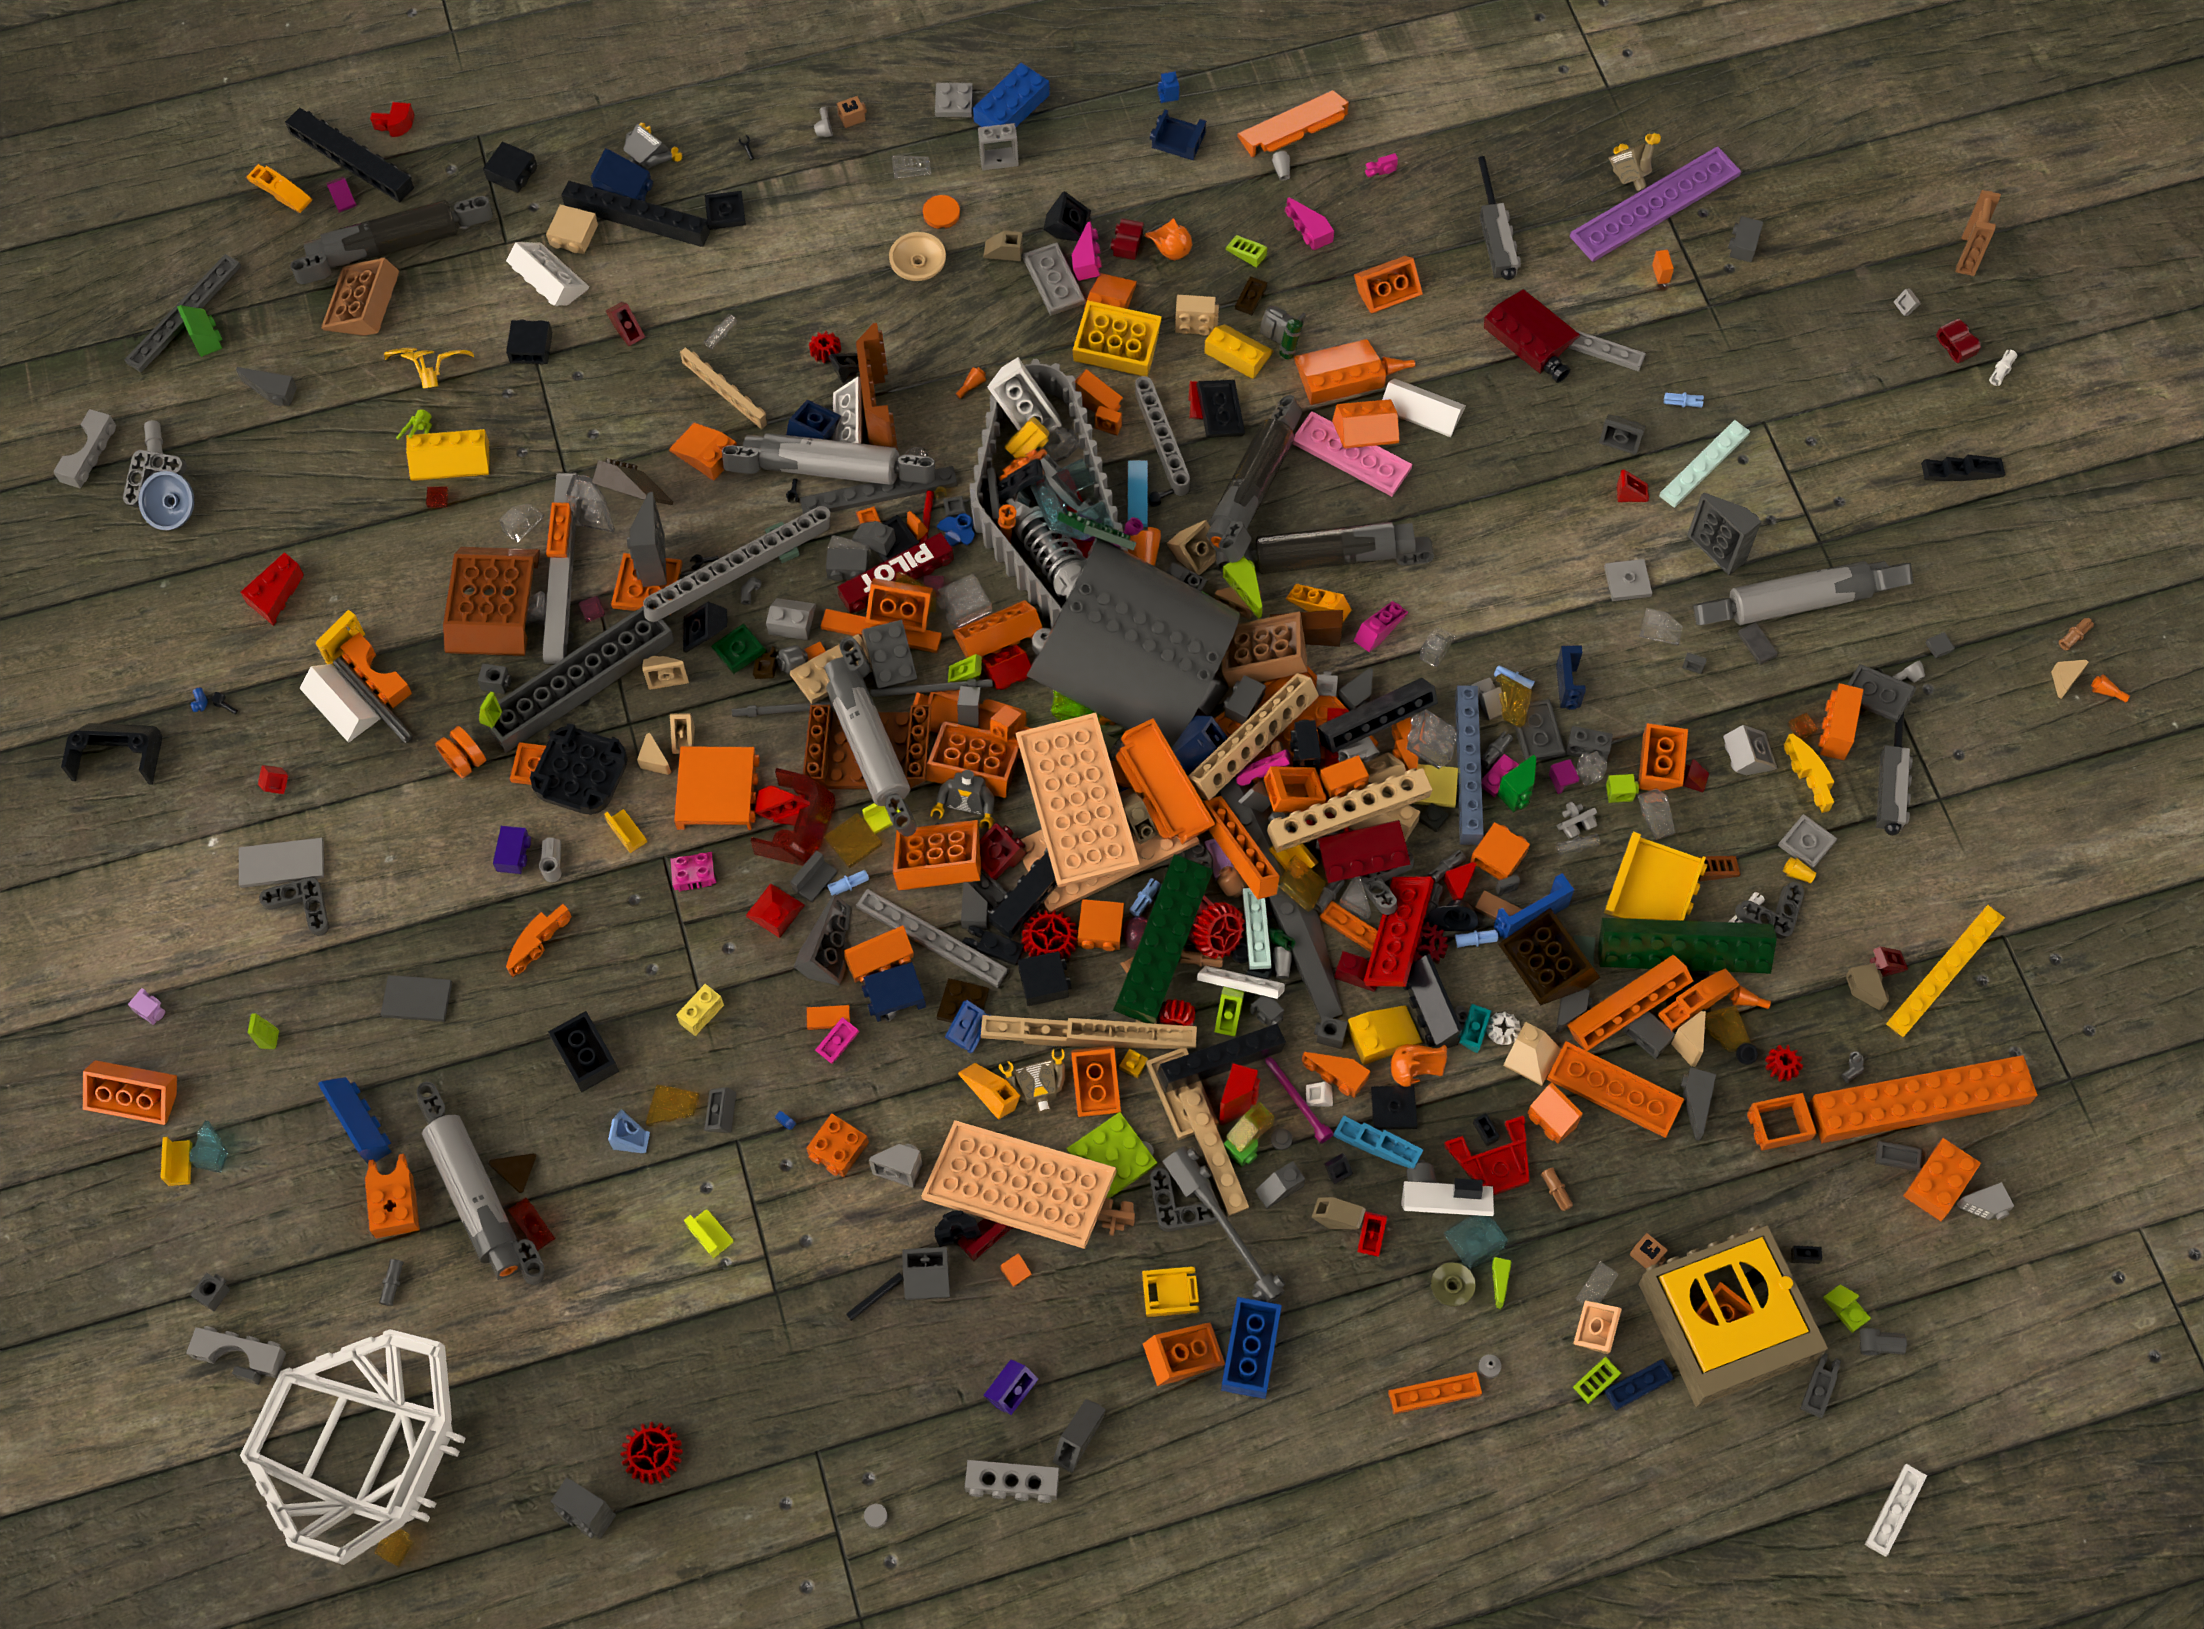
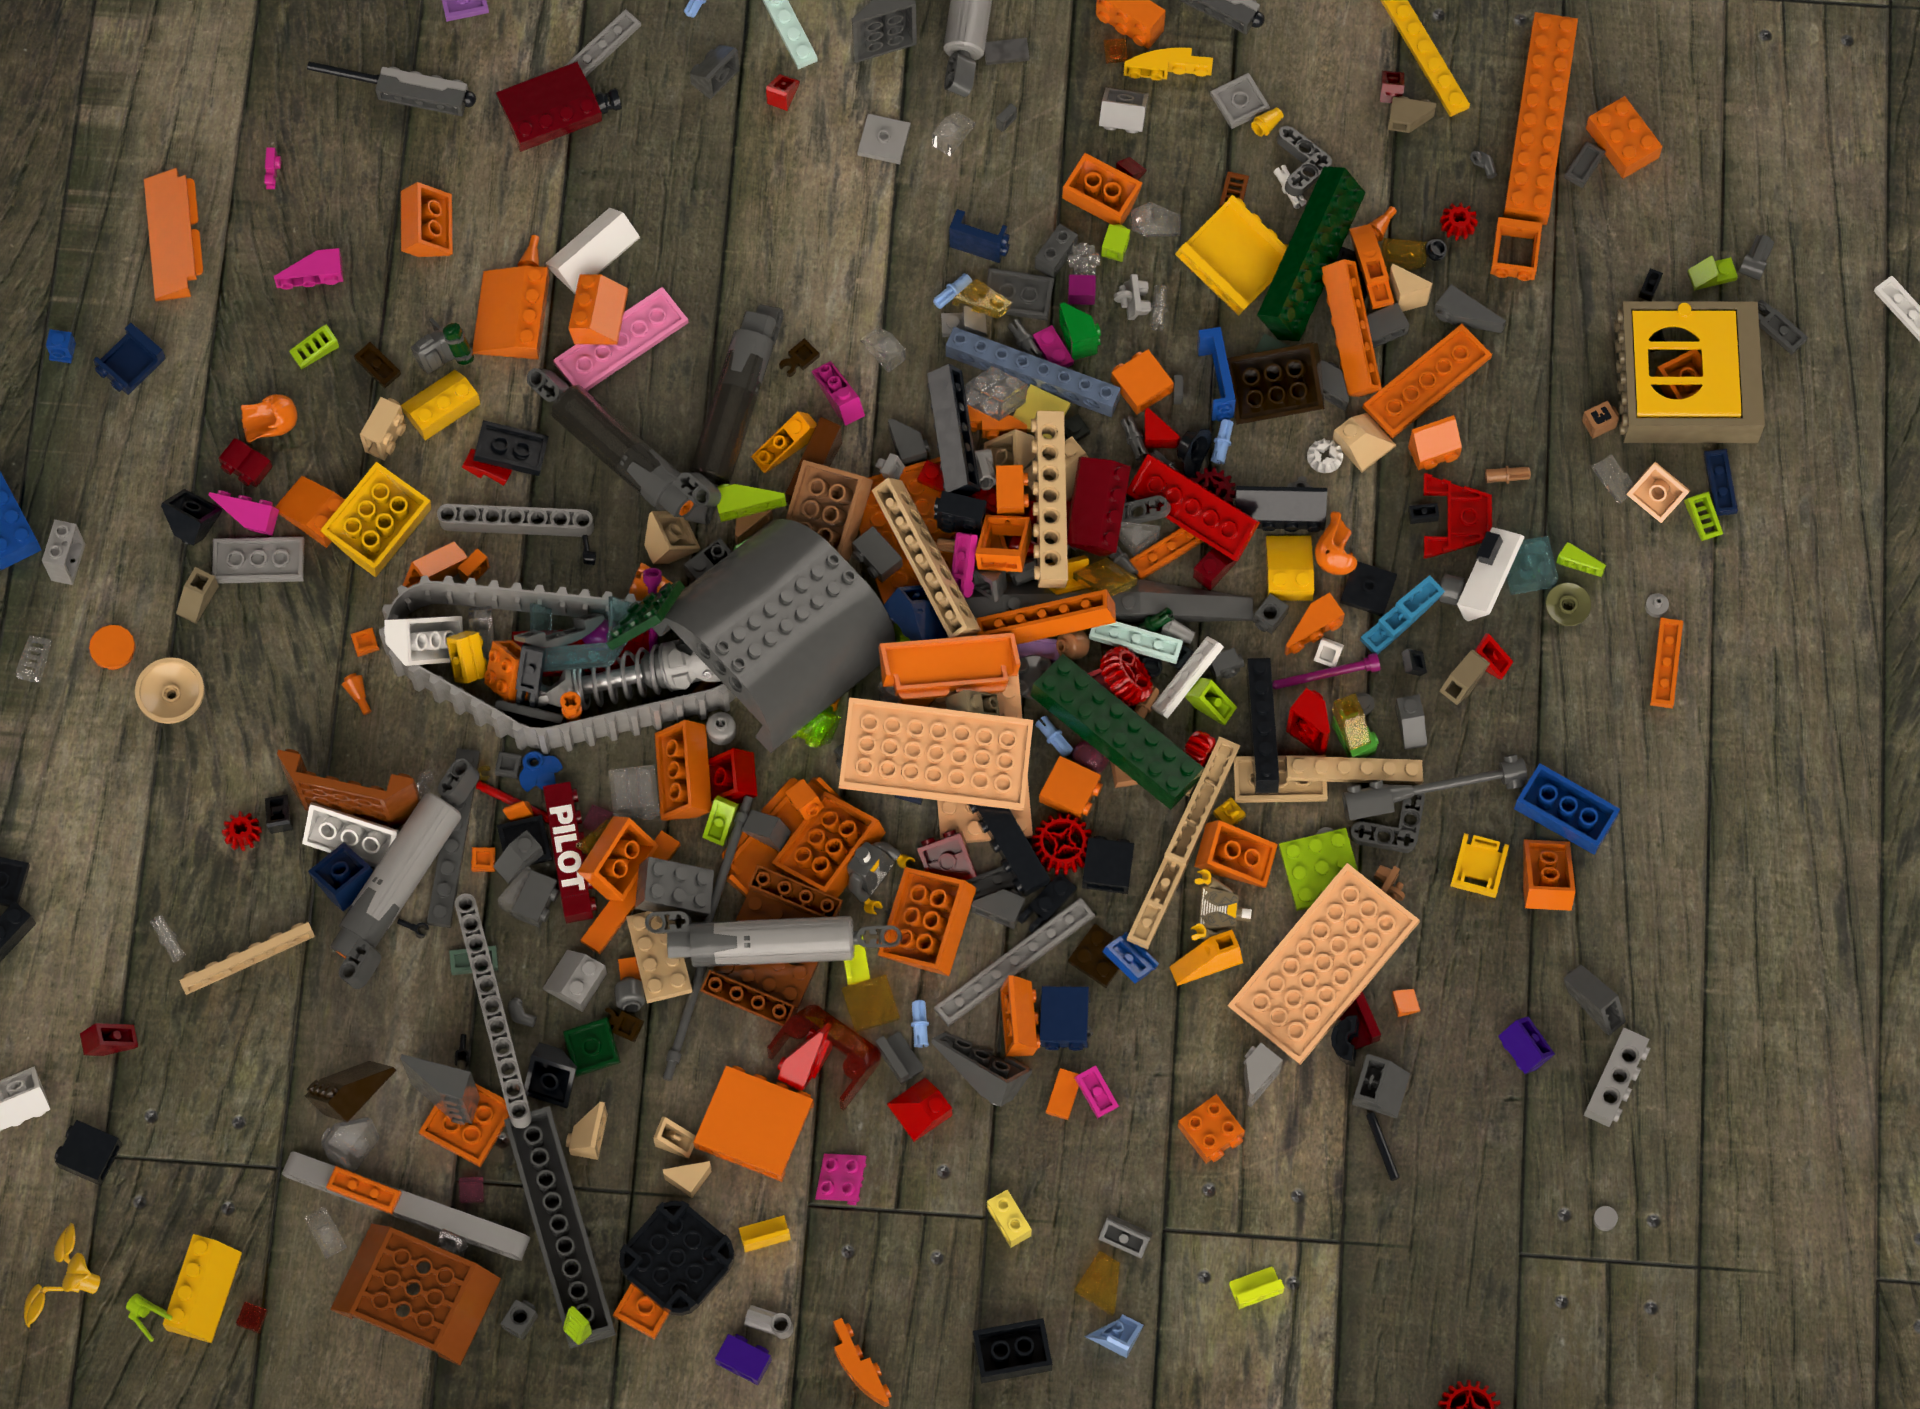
camera: 70 degrees left, 5 degrees up
(460, 752) = (604, 1378): orange wheel -> none
(702, 449) = (317, 1004): orange slope -> none
(785, 1120) = (1164, 1172): blue tile -> none
(1138, 491) = (577, 570): dark azure slope -> none
(1281, 162) = (221, 269): light grey cone -> none
(1400, 587) = (800, 355): none -> dark brown plate
(1475, 1027) = (1318, 478): teal slope -> none
(1490, 904) = (1196, 410): medium nougat tile -> none
(1988, 1203) = (1660, 107): light grey slope -> none

